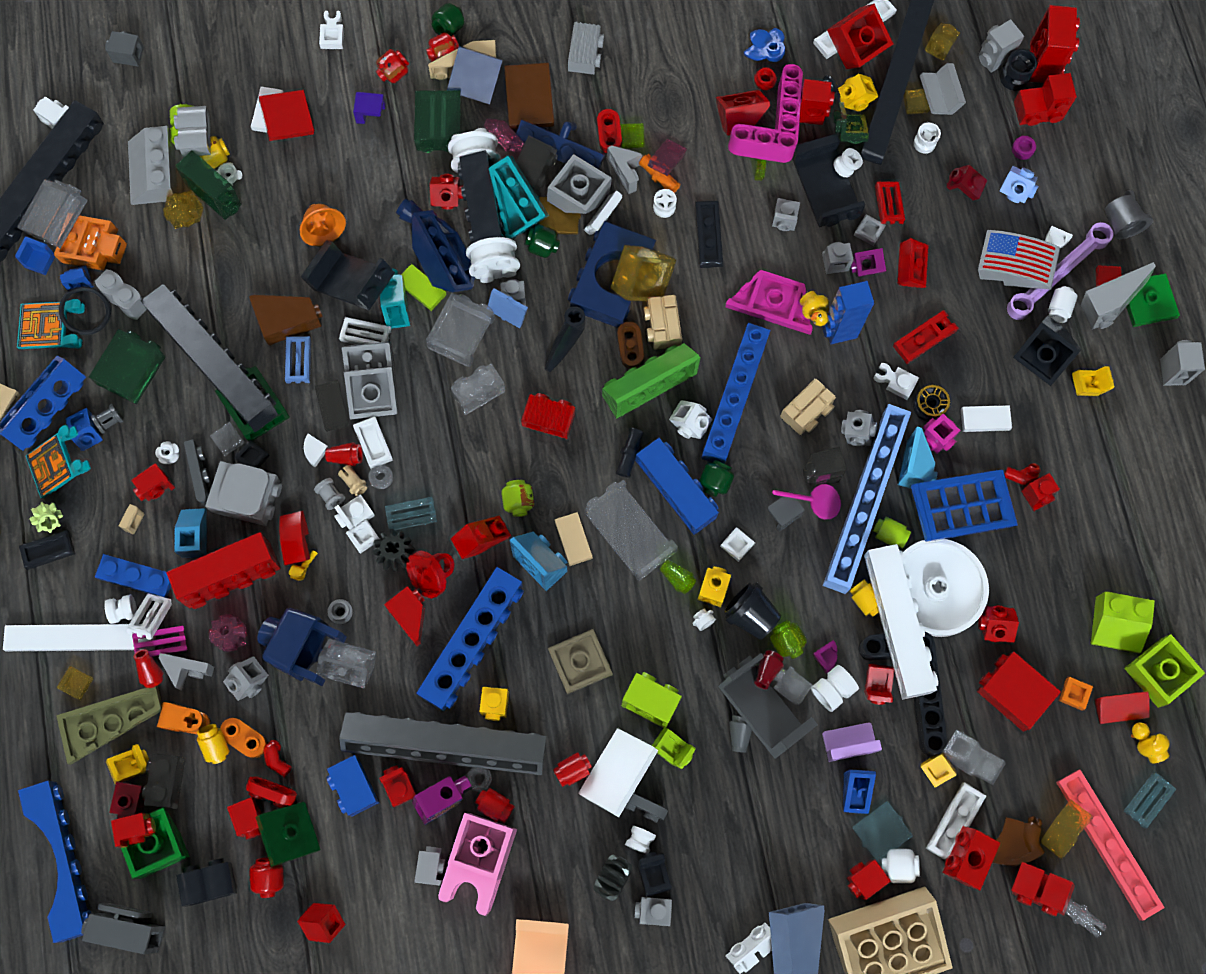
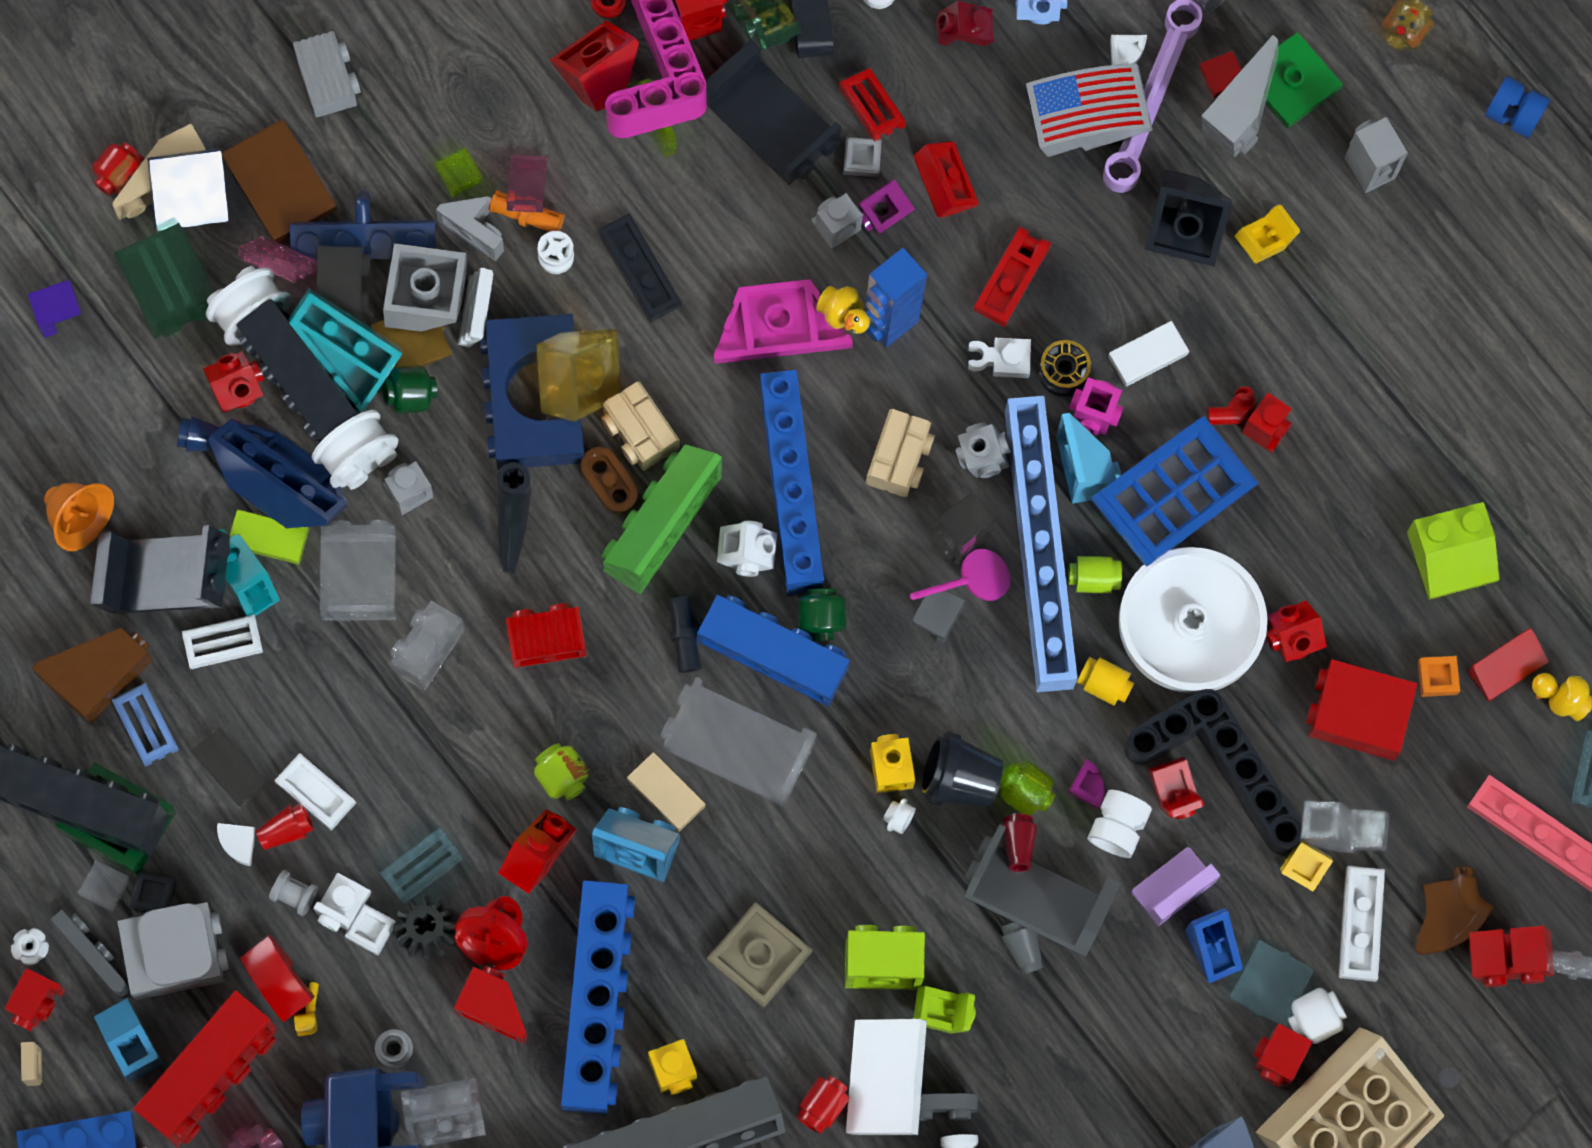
camera: 30 degrees left, 0 degrees up
(353, 481) = (318, 859): tan pin -> none
(370, 380) = (266, 704): light grey slope -> none
(385, 482) = (357, 845): clear plate -> none
(392, 66) = (56, 229): red head -> none
(447, 19) = (102, 122): dark green head -> none
(507, 308) = (412, 510): medium blue piece -> none
(611, 132) = (424, 183): red plate -> none
(679, 578) = (836, 774): clear neon green cone -> none
(737, 544) = (894, 691): white tile -> none
(786, 214) = (734, 189): light grey bracket -> none
(792, 685) = (1061, 847): clear bracket -> none
(848, 162) = (786, 73): white wheel -> none
(900, 622) = (1164, 691): white brick -> none
(982, 850) = (1413, 944): red brick -> none
(1062, 304) = (1177, 143): white brick -> none
(1066, 829) = (1505, 862): clear yellow slope -> none
(1164, 671) = (1539, 590): lime brick -> none

